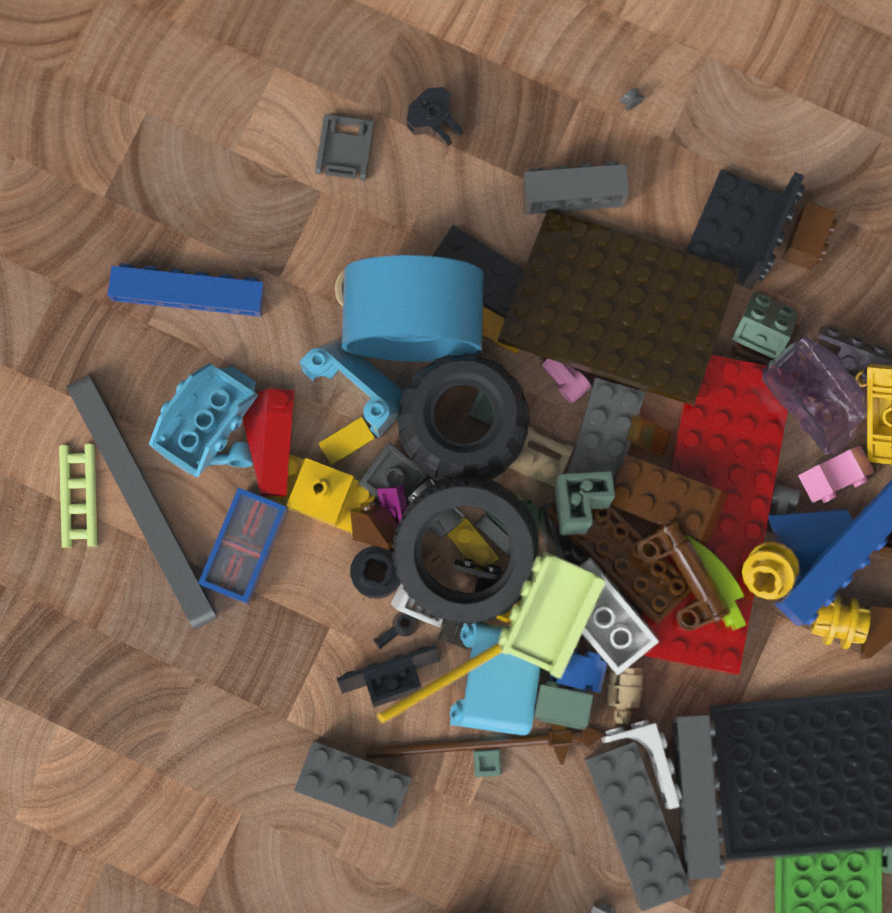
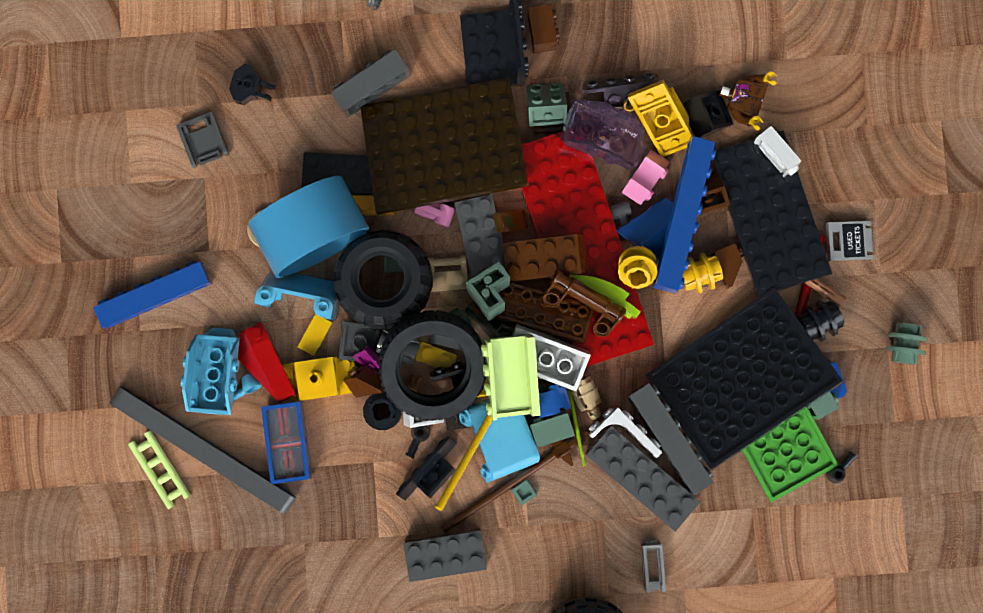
camera: 25 degrees left, 5 degrees up
(592, 721) = (576, 427): none -> lime piece

